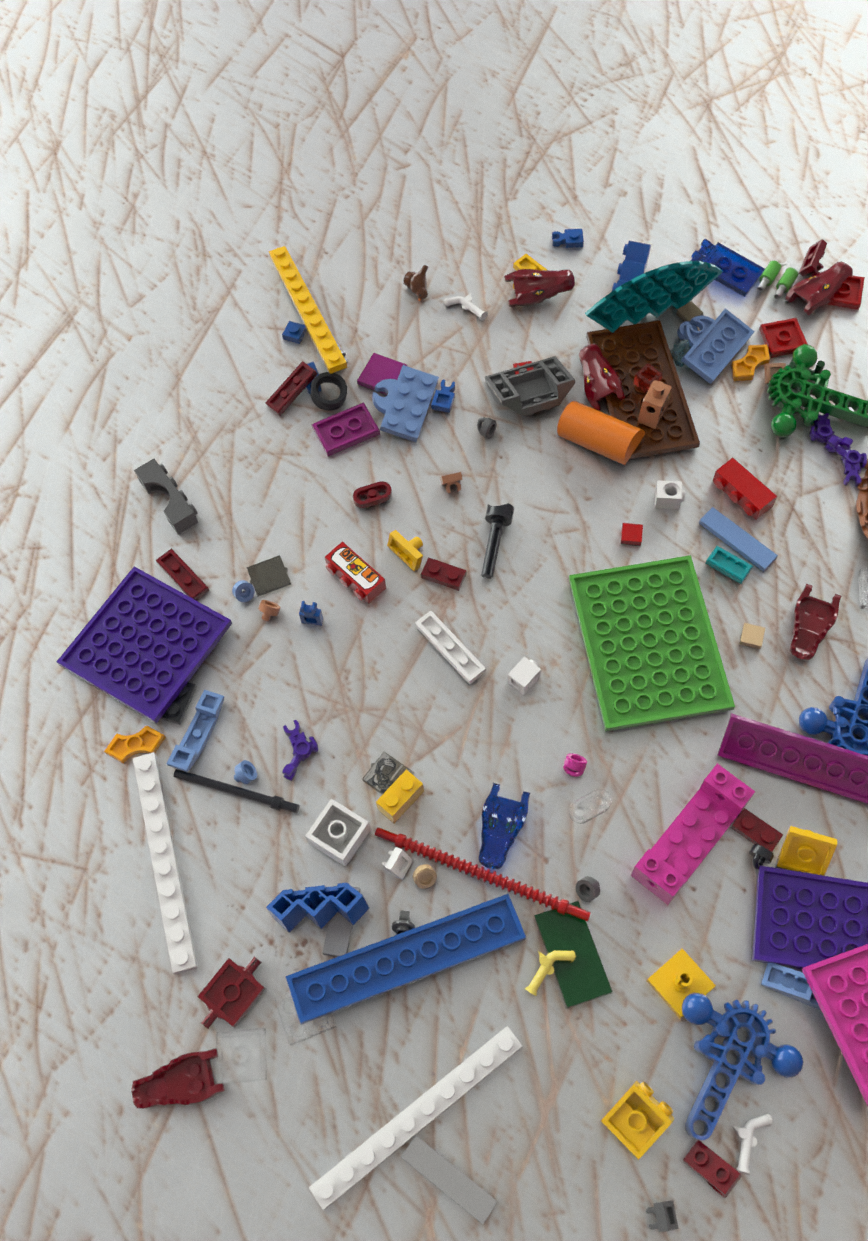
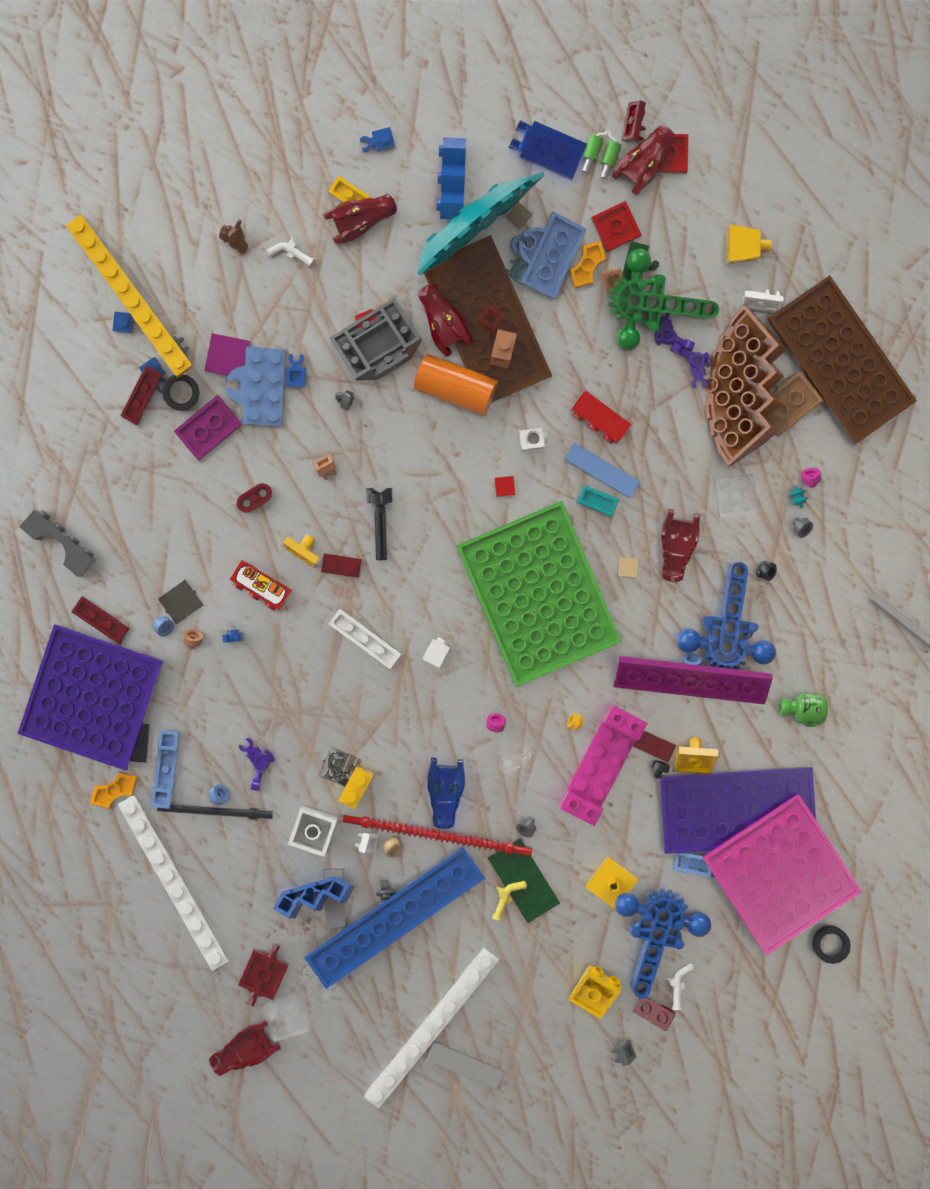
camera: 20 degrees left, 25 degrees up
(667, 782) = (575, 721): none -> yellow plate

